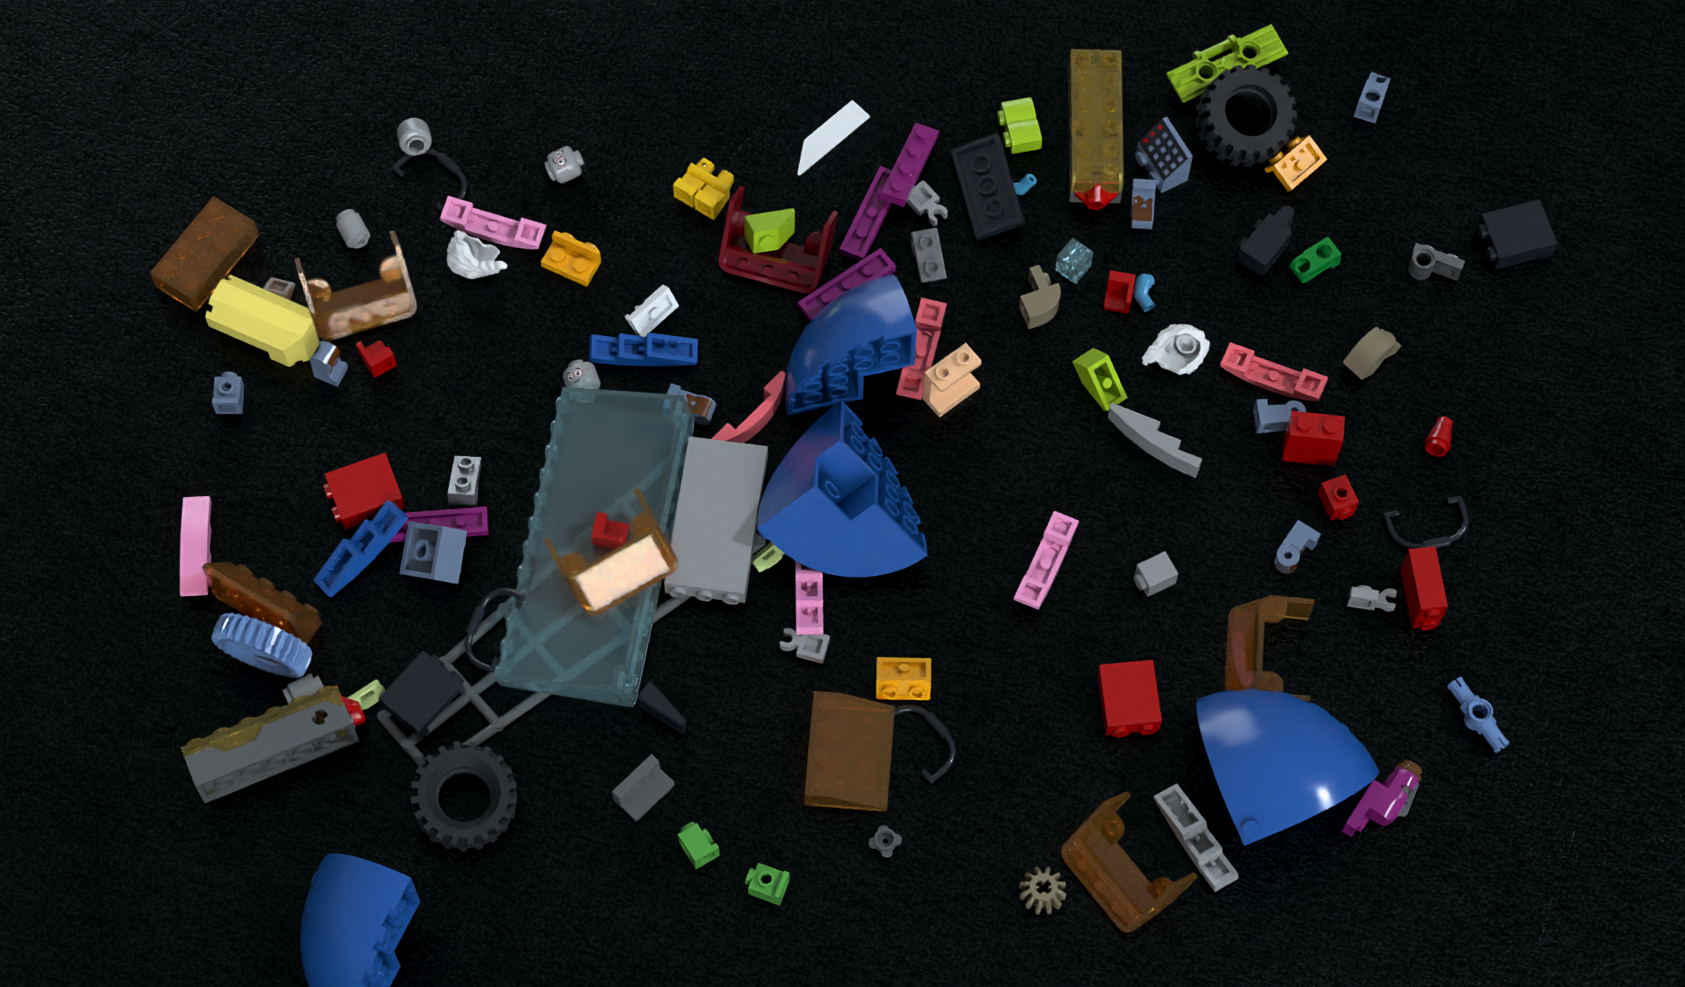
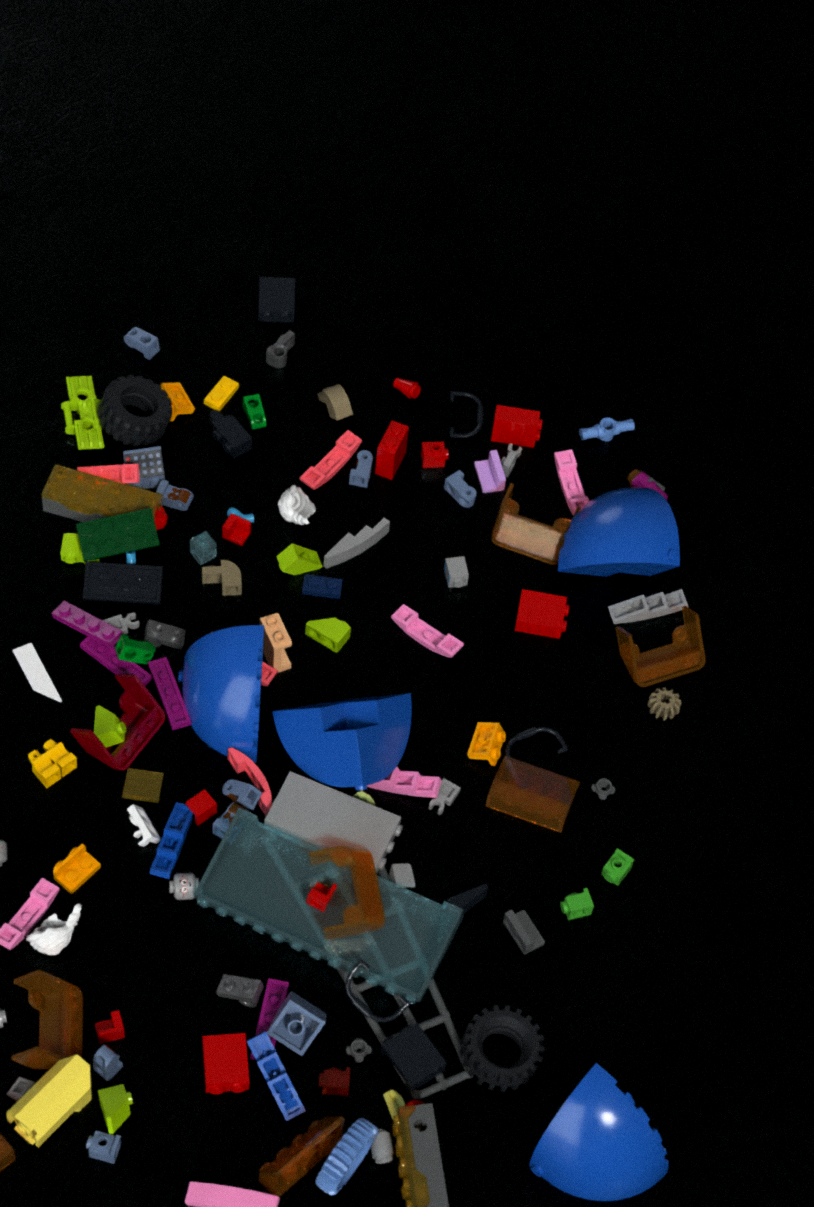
camera: 80 degrees left, 10 degrees down
(272, 387) = (115, 1106): none -> lime slope
(373, 618) = (335, 1081): none -> clear red brick
(424, 628) = (358, 1043): none -> dark grey plate
(672, 622) = (402, 875): none -> light grey slope
(696, 367) = (202, 806): none -> red panel
(708, 296) = (142, 785): none -> clear yellow piece
(724, 406) = (242, 792): none -> sand blue leg
(888, 228) = (134, 650): none -> green leg
(1002, 445) = (329, 632): none -> lime slope
(1042, 152) = (117, 534): none -> dark green plate
(1074, 419) = (322, 586): none -> dark blue plate
(1138, 113) = (120, 473): none -> coral slope
(1333, 214) = (221, 393): none -> yellow plate
(1339, 579) = (490, 473): none -> lavender panel
(1368, 687) = (570, 480): none -> bright pink slope

